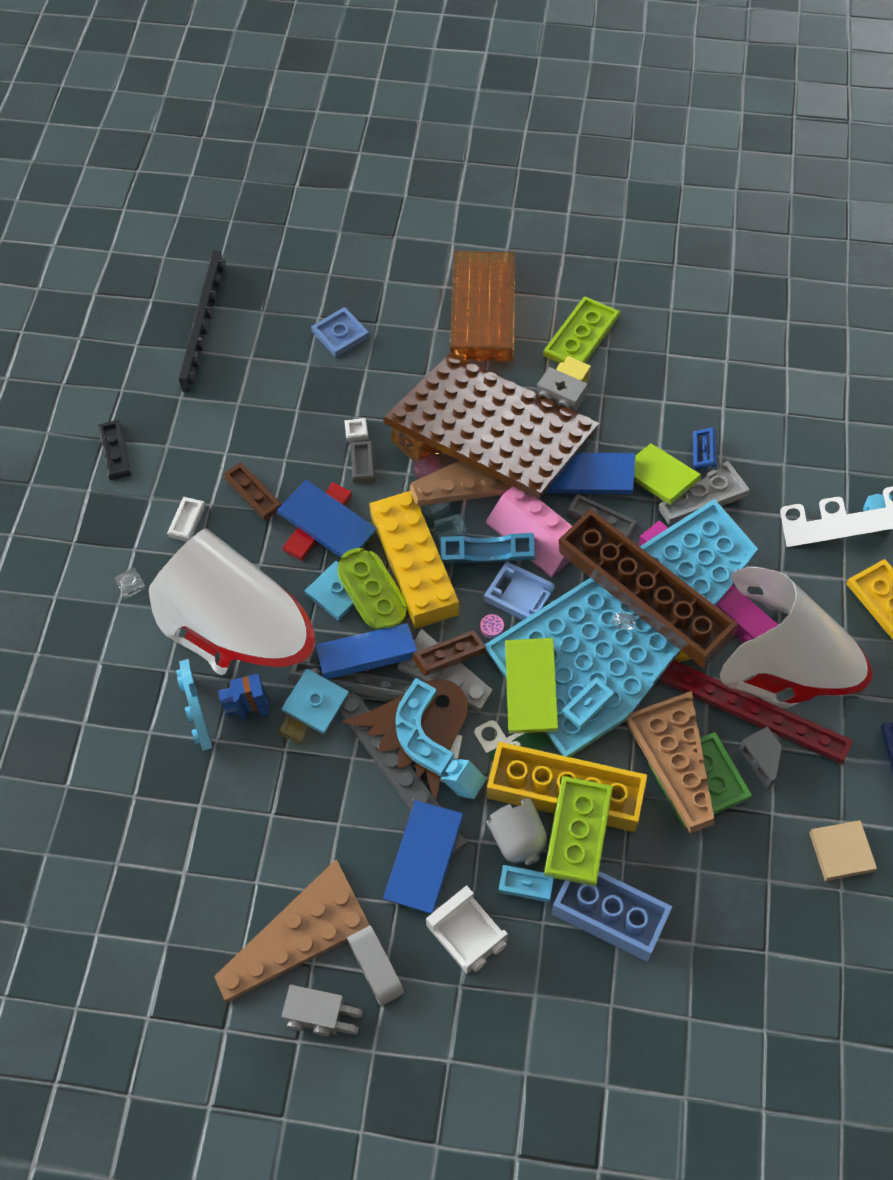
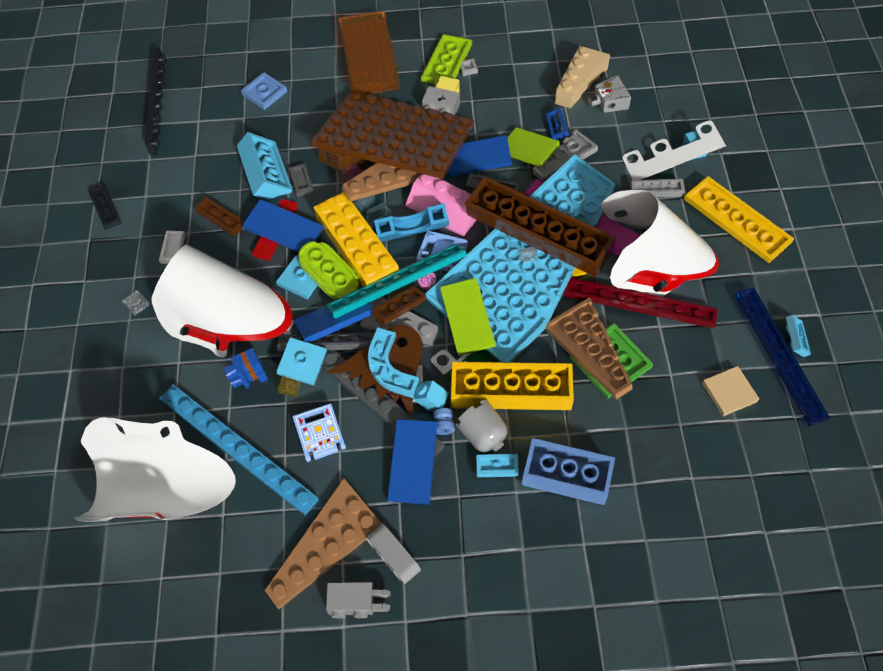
camera: 10 degrees left, 0 degrees up
(107, 808) = (151, 474): none -> white piece
(193, 711) = (206, 387): medium azure plate -> none
(218, 796) = (240, 450): none -> dark azure plate
(318, 798) = (319, 435): none -> light blue container
(319, 436) = (263, 167): none -> medium azure slope
(356, 430) = (291, 158): white tile -> none
(453, 620) = (396, 280): none -> teal tile
(466, 931) = (459, 511): white panel -> none
(473, 813) = (444, 419): none -> medium blue wheel
(578, 831) = (530, 416): lime tile -> none
(588, 702) = (514, 320): medium azure plate -> none
(608, 348) = (468, 67): none -> light grey tile
(752, 385) = (582, 72): none -> tan wedge
(763, 754) = (654, 332): dark grey slope -> none
(783, 423) = (610, 95): none -> light grey torso
(814, 562) = (661, 187): none -> light grey plate

